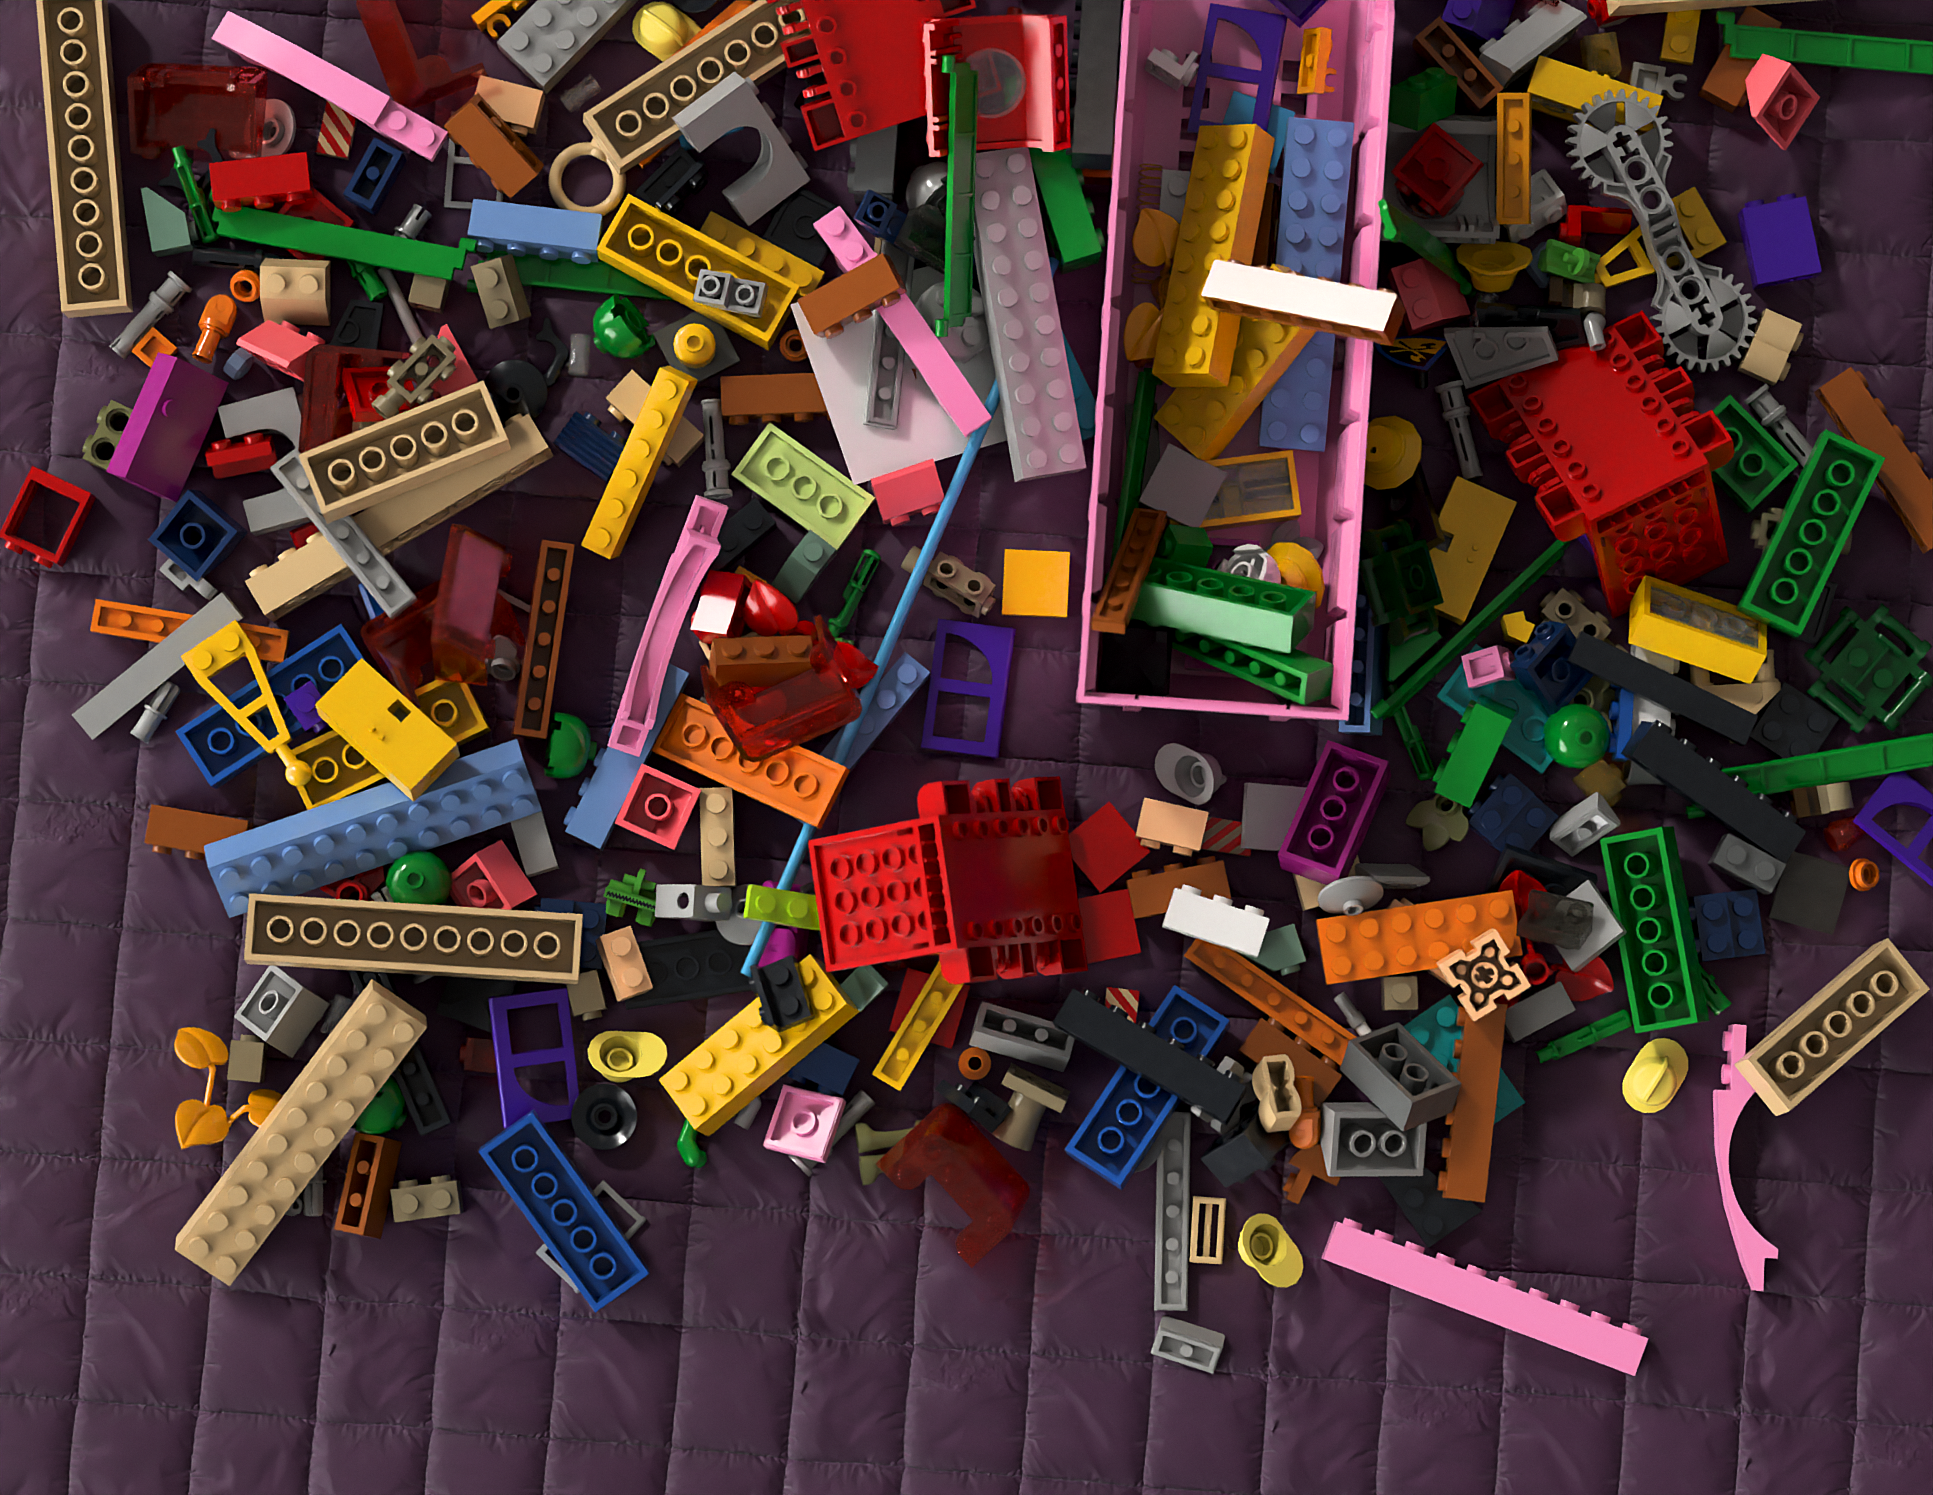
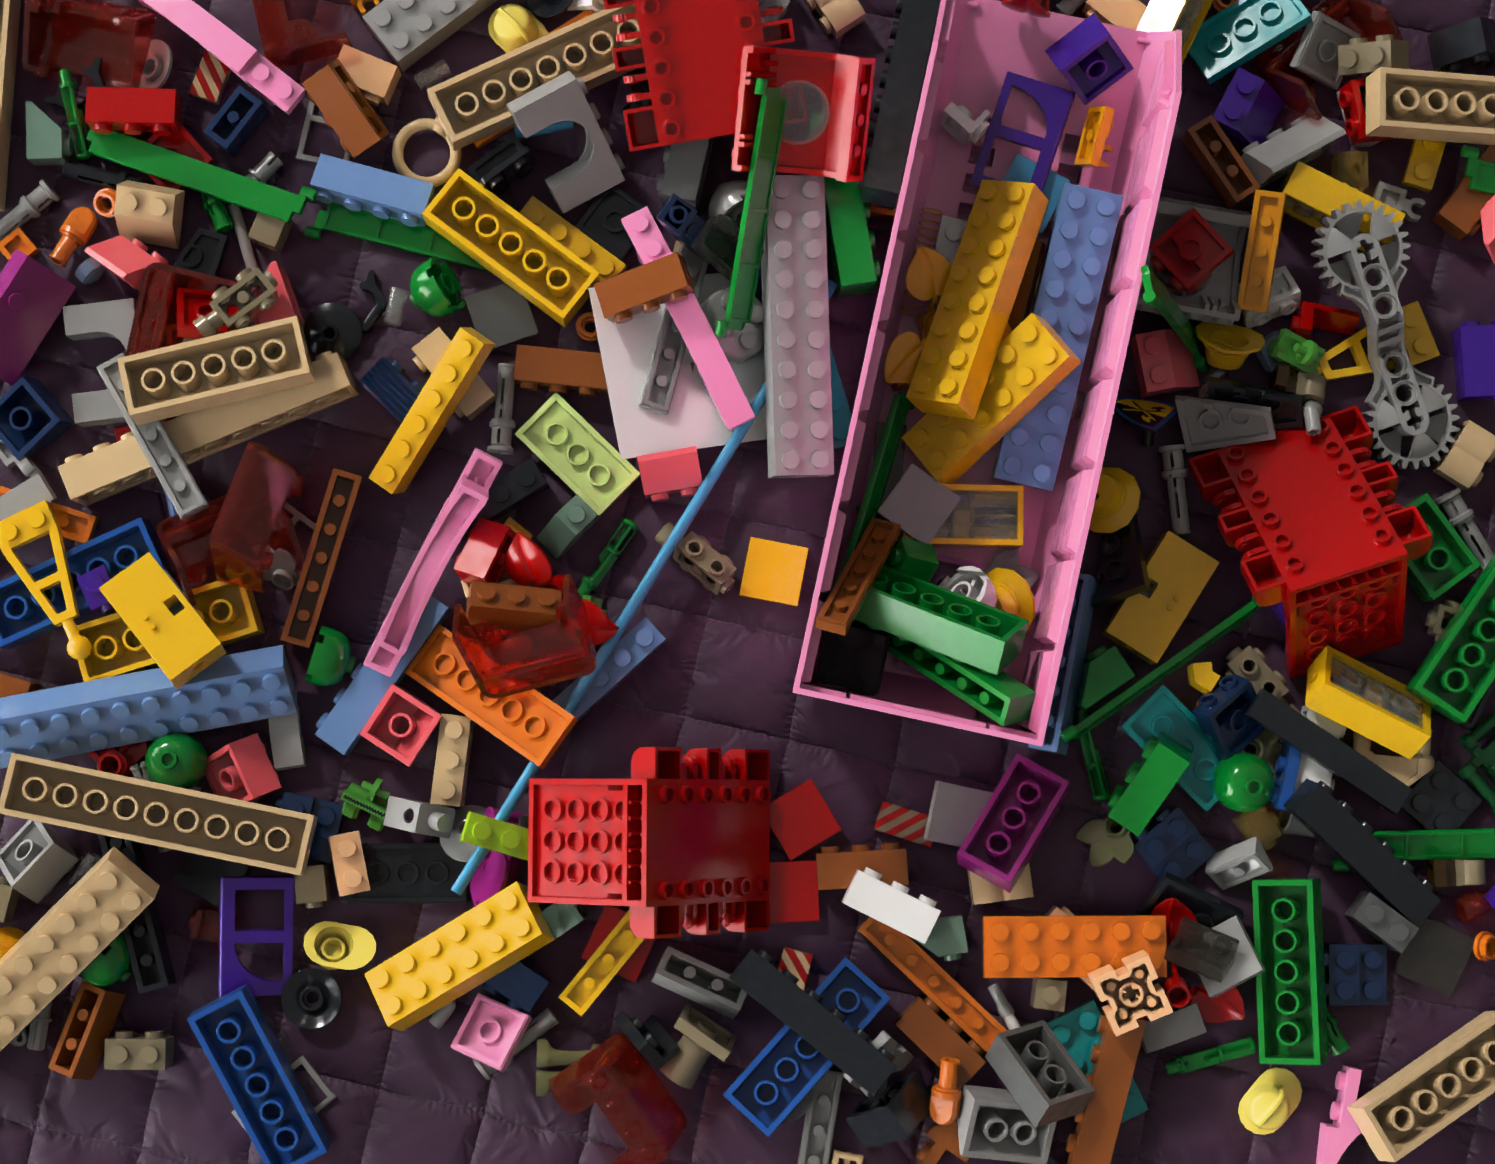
camera: 10 degrees right, 0 degrees up
(241, 457) = (77, 354): red bracket -> none
(500, 291) = (332, 239): dark tan brick -> none
(688, 1148) = (384, 1040): green arm -> none
(694, 345) = (498, 313): yellow head -> none
(730, 293) = (536, 270): light grey slope -> none
(781, 994) = (483, 916): black bracket -> none
(967, 1071) = (654, 989): orange plate -> none
(997, 647) = (731, 624): dark purple window -> none
(1171, 826) = (863, 810): light nougat brick -> none
(1188, 772) = (886, 764): light grey piece -> none
(1278, 1097) = (925, 1080): tan brick -> none
(1304, 301) = (1058, 350): brick -> none
(1350, 895) = (1017, 899): light grey dish -> none
(1393, 875) = (1055, 884): light grey slope -> none
(1400, 582) = (1106, 622): dark green brick -> none
(1423, 99) = (1189, 185): green slope -> none
(1488, 666) = (1172, 707): bright pink bracket -> none

